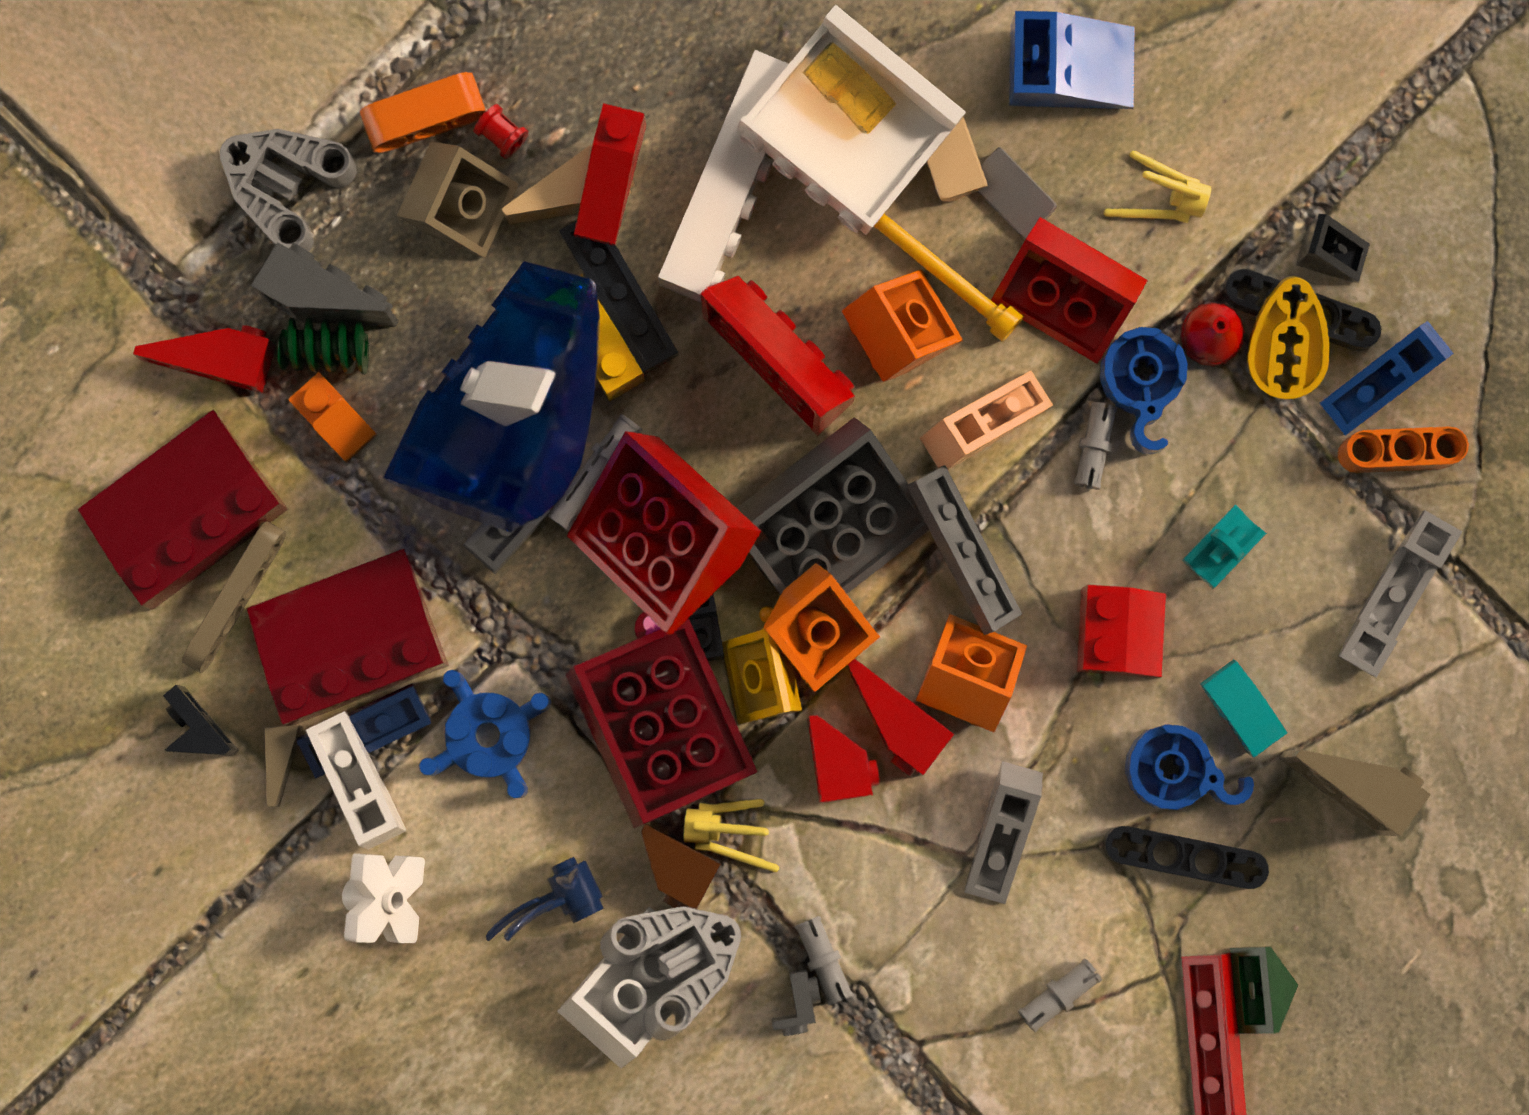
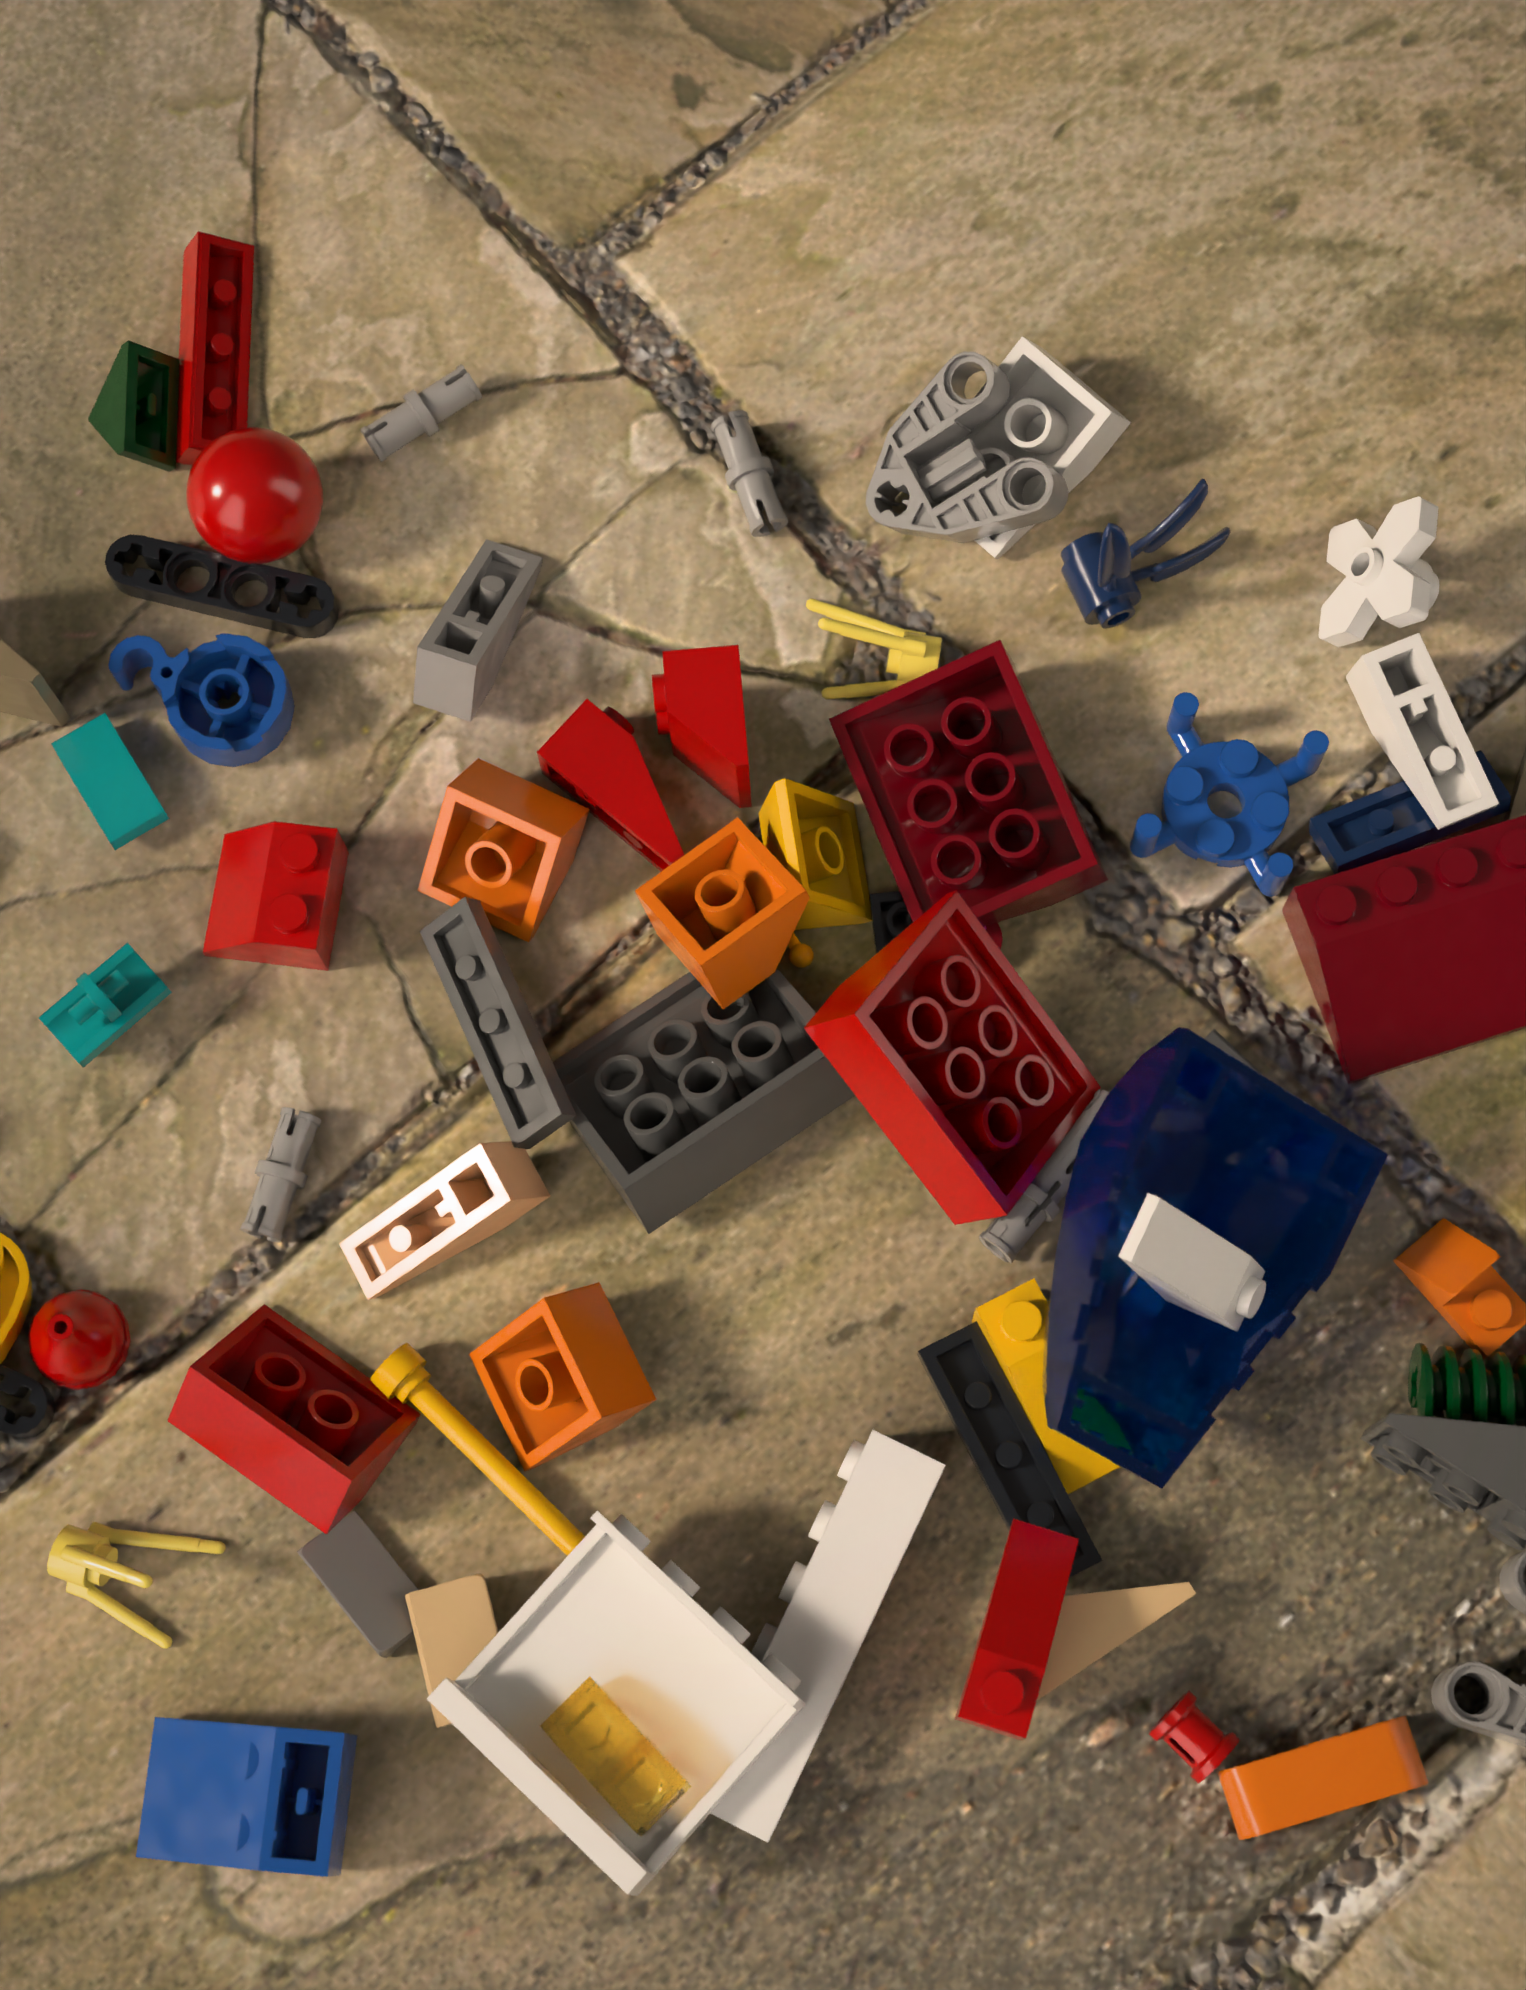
camera: 170 degrees left, 10 degrees down
(457, 198) = (1267, 1624): dark tan slope -> none
(678, 868) = (946, 597): reddish brown slope -> none
(776, 352) = (760, 1329): red slope -> none
(805, 995) = (786, 398): dark grey bracket -> none
(1142, 397) = (189, 1238): blue piece -> none
(1168, 913) = (254, 495): none -> red piece

